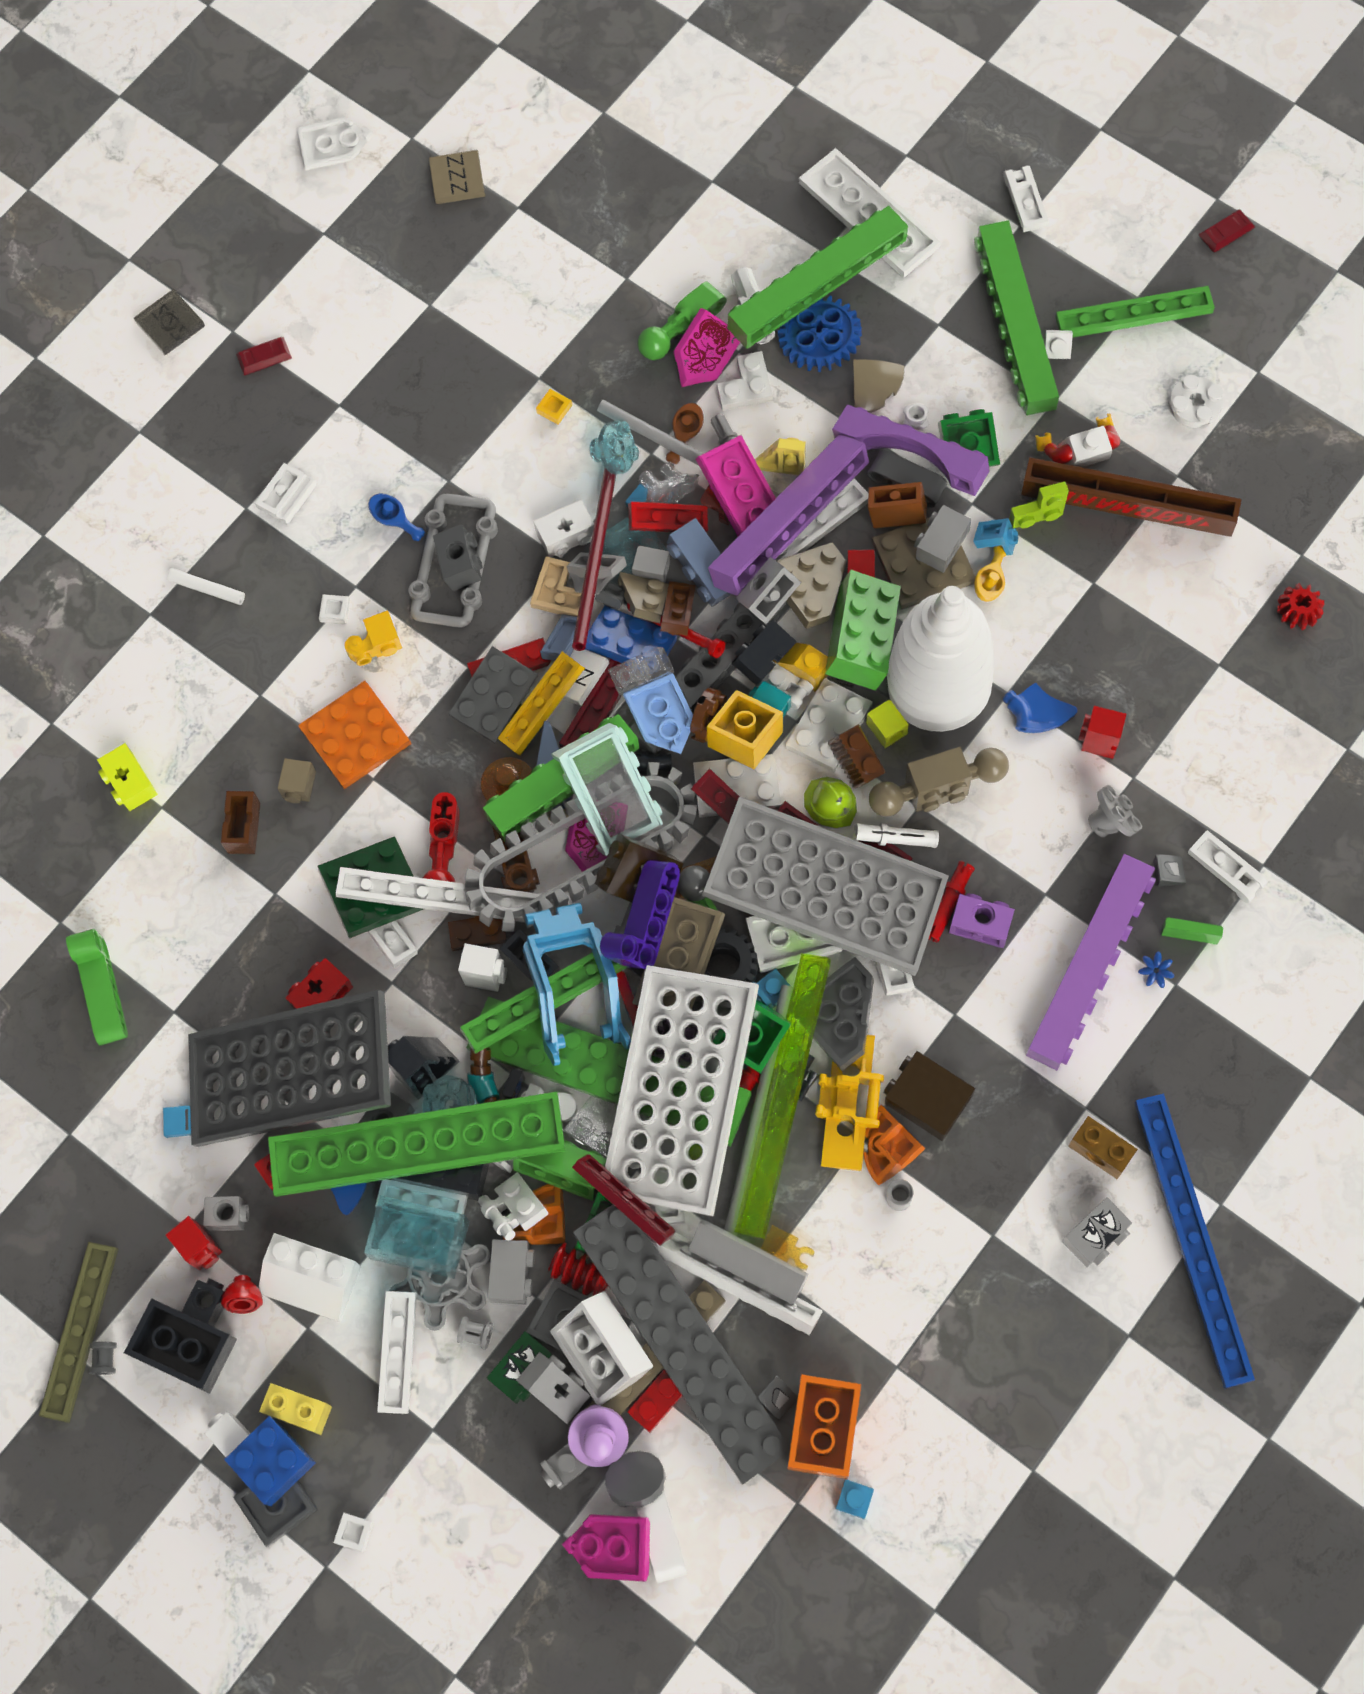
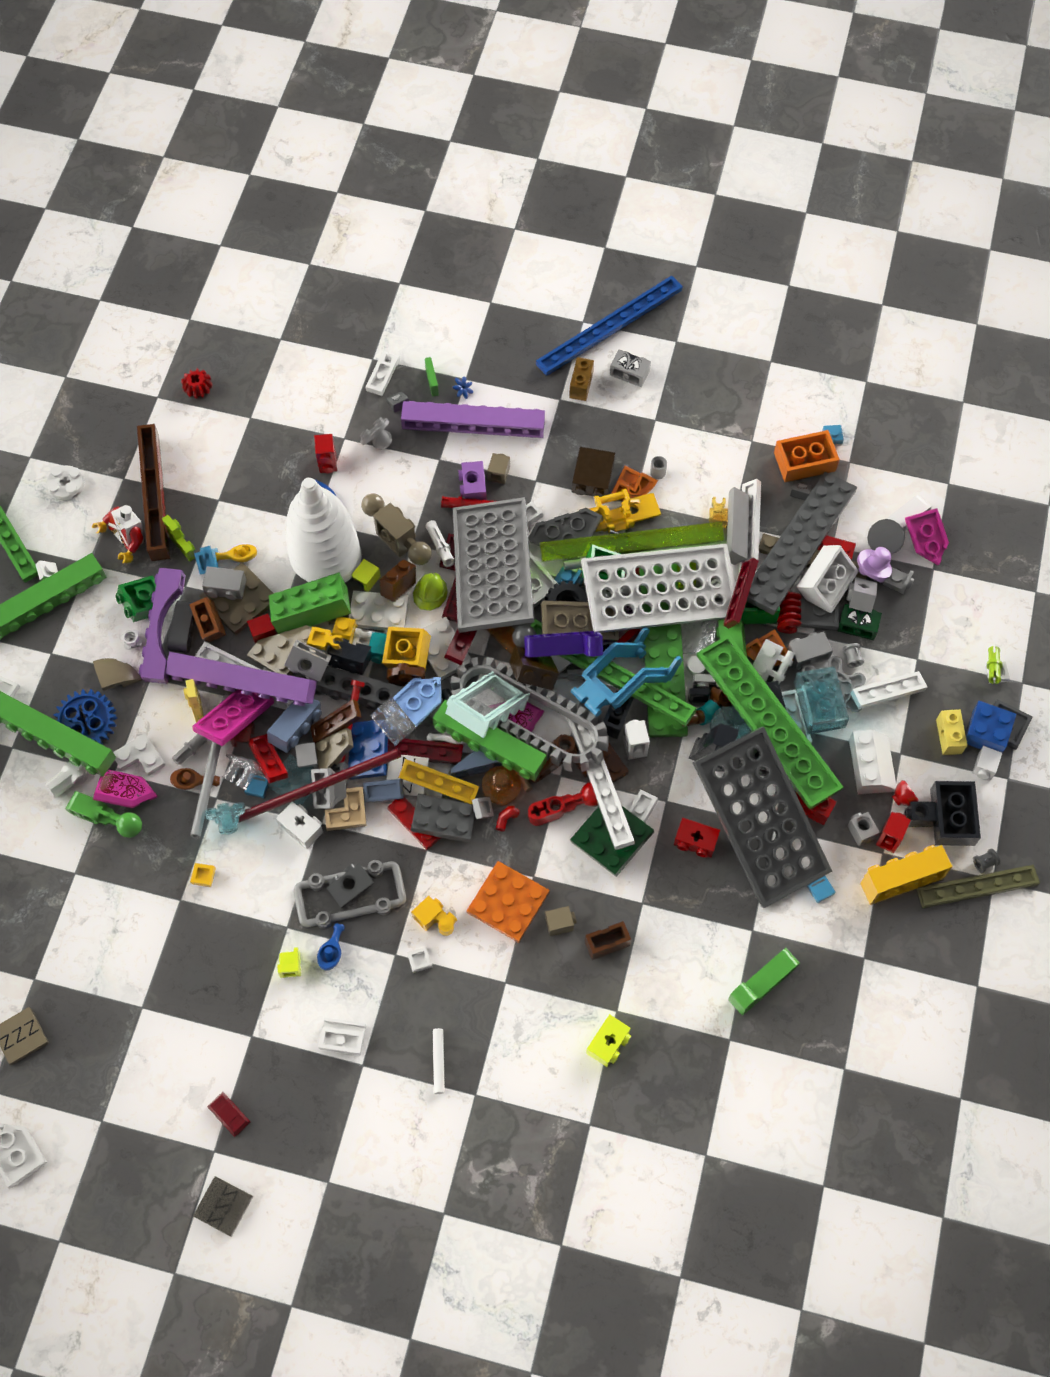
camera: 120 degrees left, 5 degrees down
(132, 1230) = (905, 874): none -> yellow brick
(359, 1525) = (994, 665): none -> lime pin
(398, 467) = (289, 964): none -> neon yellow panel
(465, 773) = (504, 815): none -> red arm
(484, 745) = (482, 808): none -> light grey plate
(794, 618) = (321, 638): none -> yellow plate
(991, 964) = (498, 468): none -> dark tan brick

